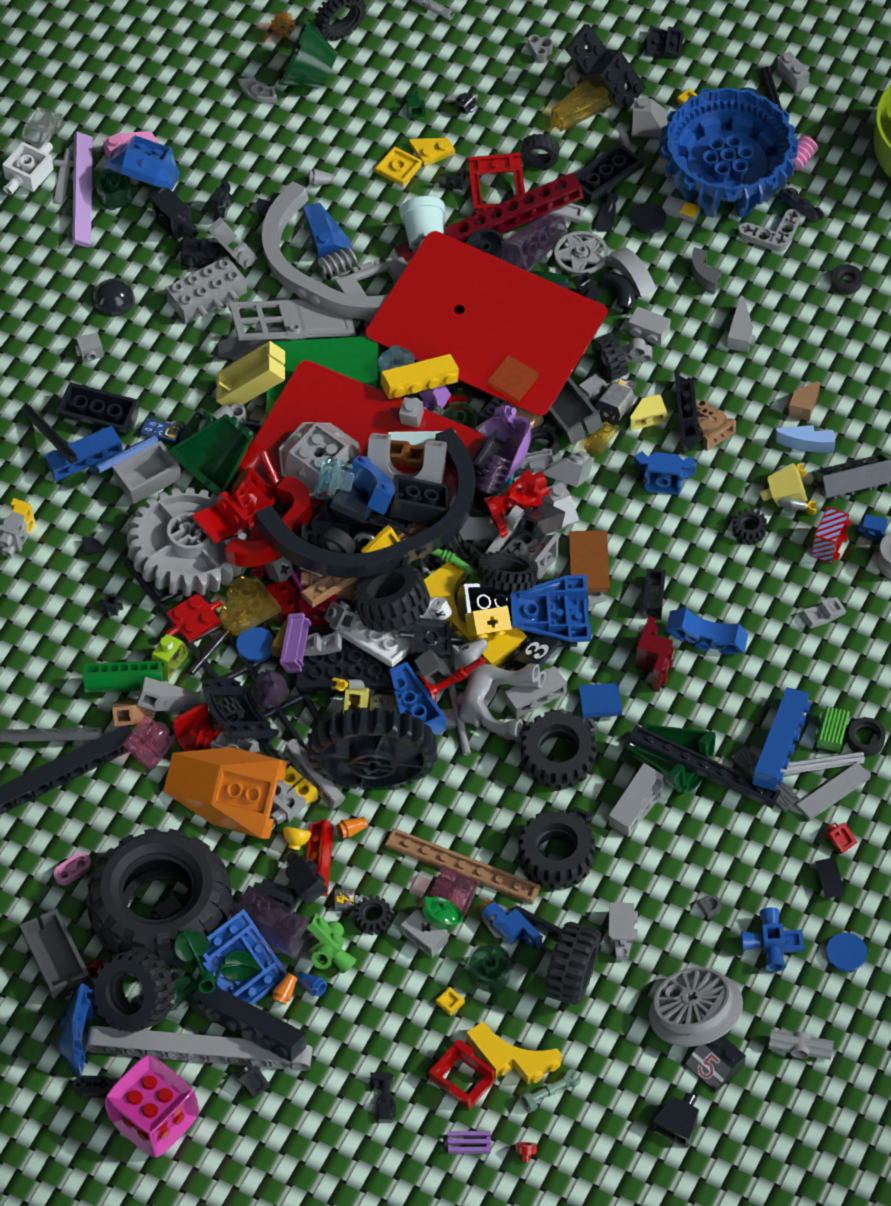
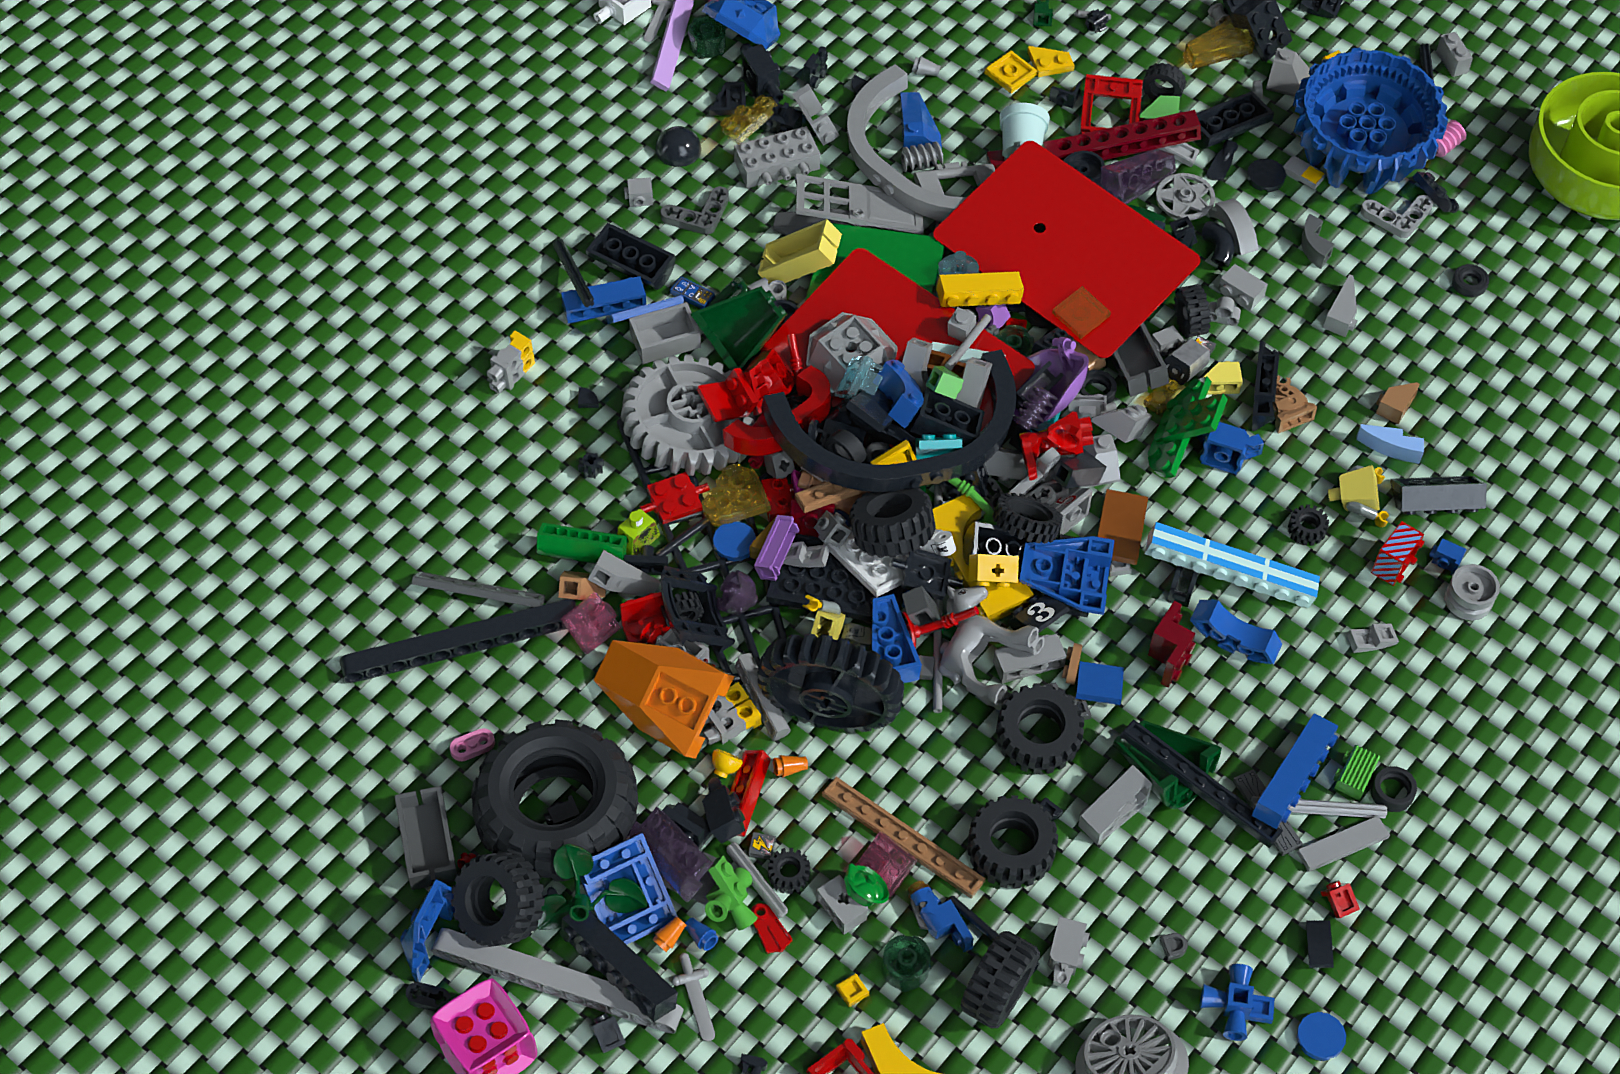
camera: 10 degrees right, 0 degrees up
(149, 360) = (699, 219): none -> dark grey beam
(150, 244) = (729, 99): none -> black wing
(172, 260) = (748, 119): none -> clear yellow plate
(184, 679) = (647, 561): none -> black tile
(312, 1023) = (691, 981): none -> light grey sword
(349, 930) = (758, 880): none -> light grey axle
(369, 968) = (770, 930): none -> red piece
(409, 466) = (945, 382): none -> slope
(411, 525) = (933, 446): none -> teal bracket
(420, 426) = (968, 342): none -> light grey bar
(541, 175) = (1161, 107): none -> bright green slope
(573, 695) = (1073, 655): none -> medium nougat plate
(624, 454) = (1184, 417): none -> green plate
(691, 575) = (1232, 565): none -> light aqua brick

